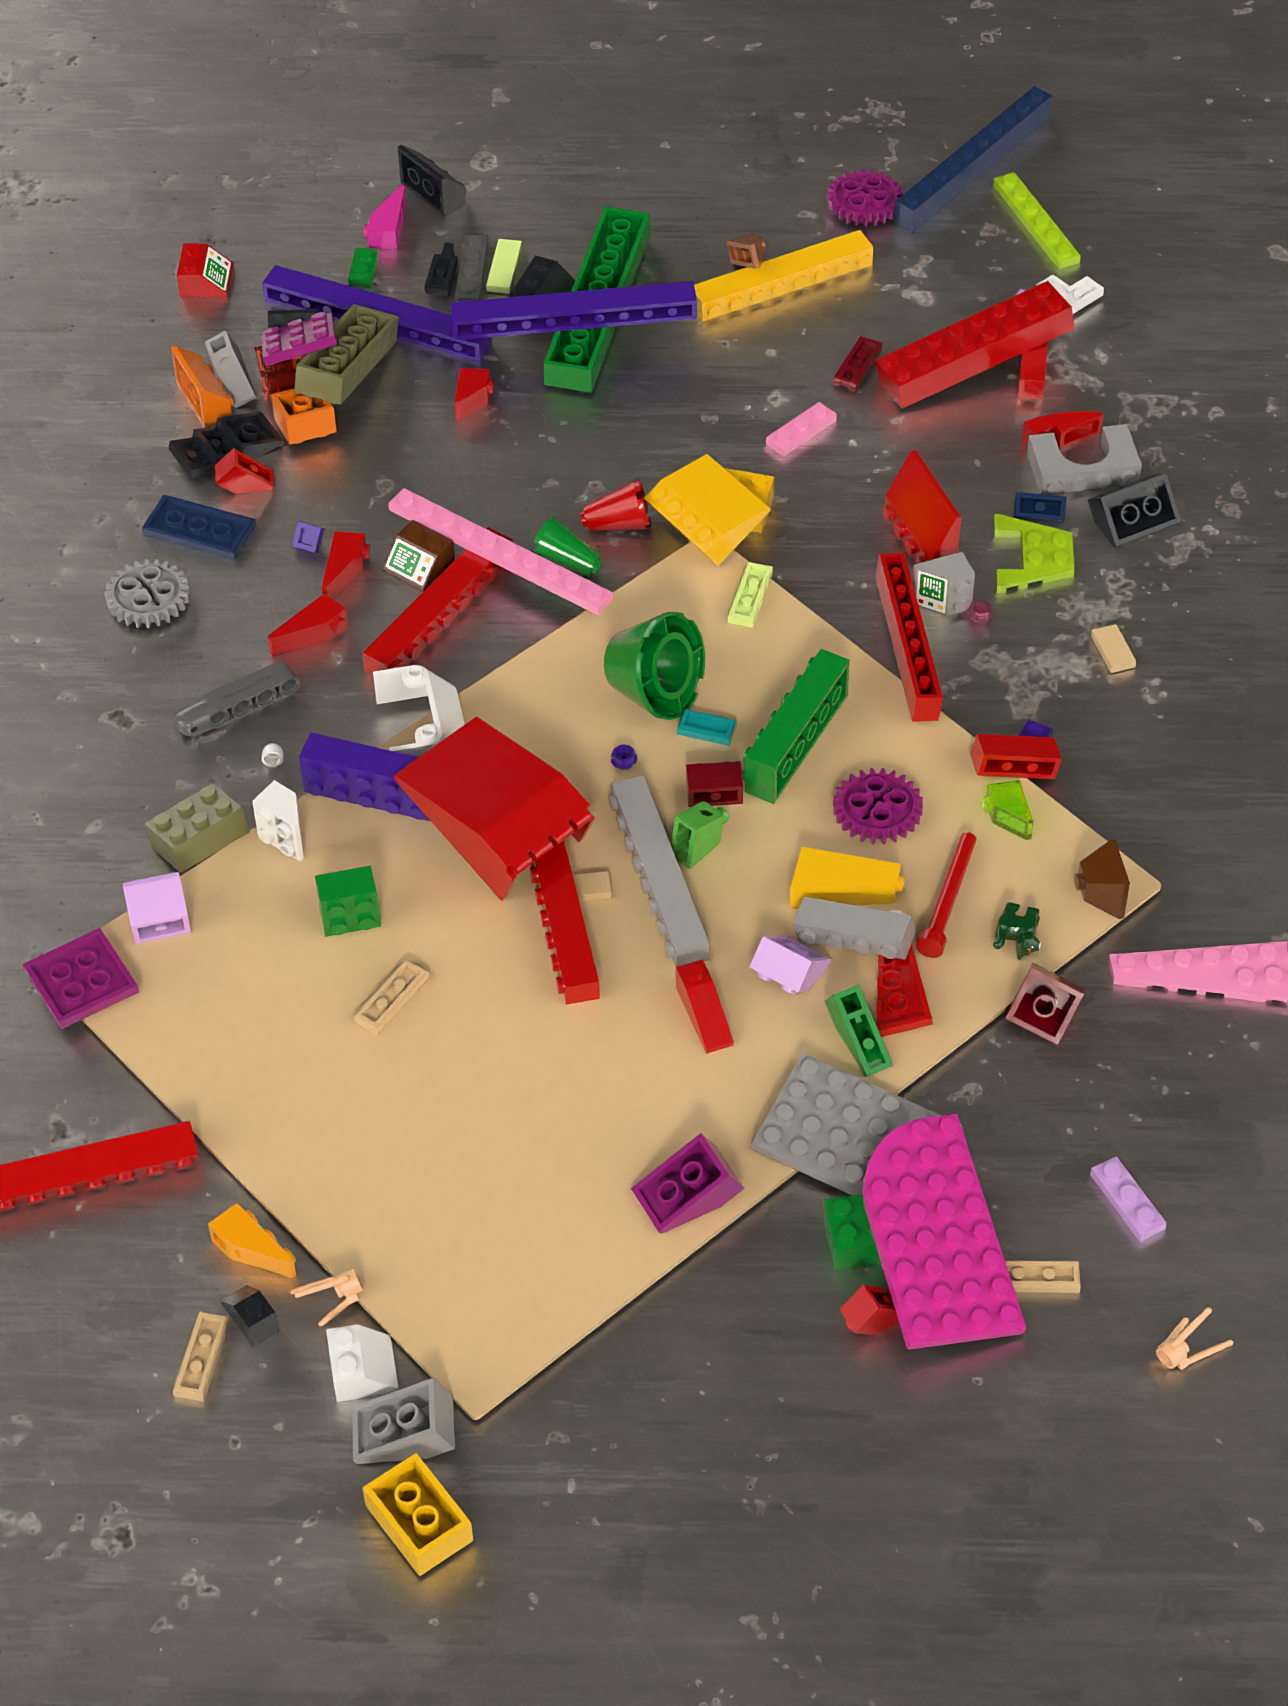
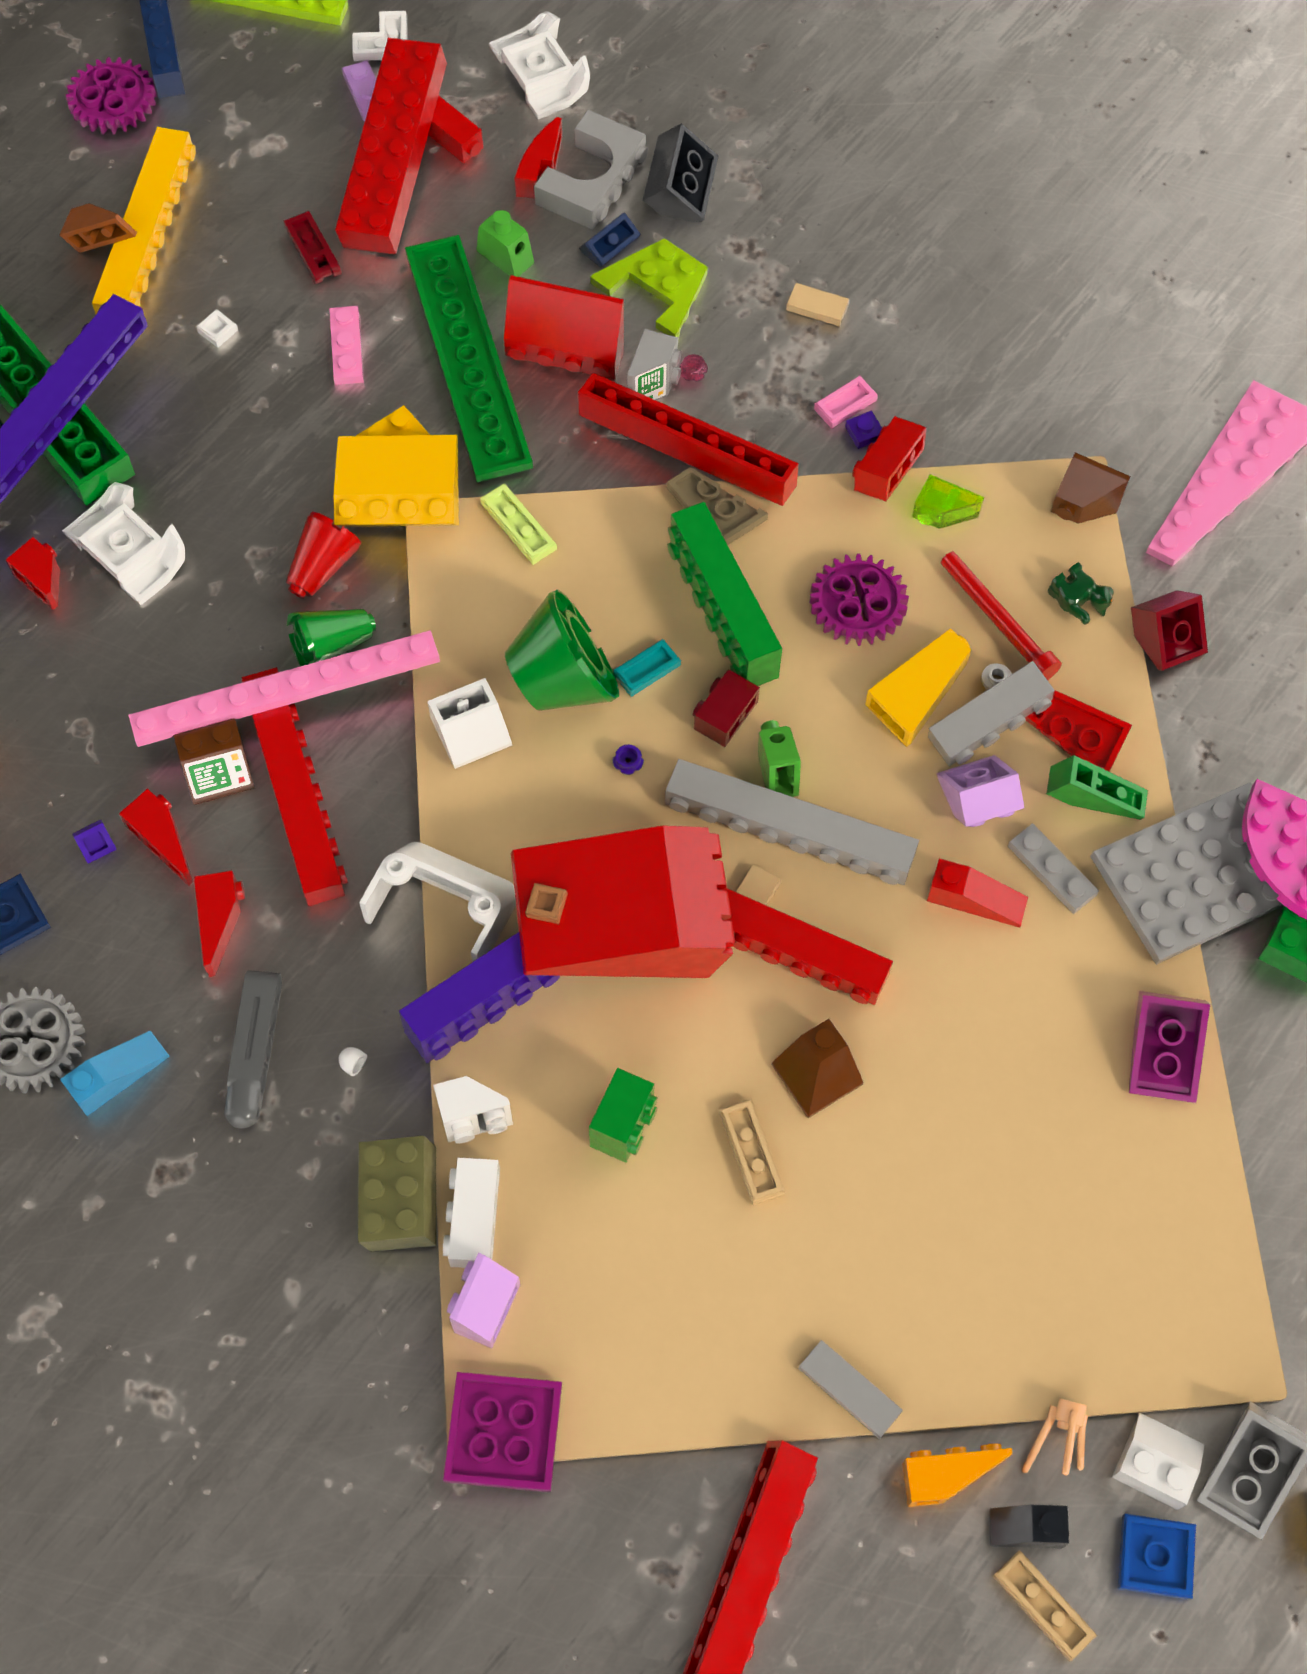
camera: 55 degrees left, 15 degrees up
(157, 643) = (113, 1071): none -> dark azure slope
(218, 872) = (472, 1210): none -> white brick
(264, 1149) = (850, 1389): none -> light grey tile
(290, 1405) = (1157, 1556): none -> blue tile
(450, 752) = (546, 903): none -> medium nougat tile
(486, 995) = (818, 1068): none -> reddish brown slope
(532, 420) = (126, 544): none -> white piece
(565, 655) = (469, 723): none -> white slope
(744, 360) = (217, 328): none -> white tile
(771, 1044) = (1053, 868): none -> light grey plate
(854, 493) = (468, 359): none -> green plate
(870, 686) = (729, 511): none -> dark tan wing
(966, 440) = (505, 243): none -> bright green torso
(1047, 712) = (845, 402): none -> bright pink tile
(1139, 384) = (542, 66): none -> white piece

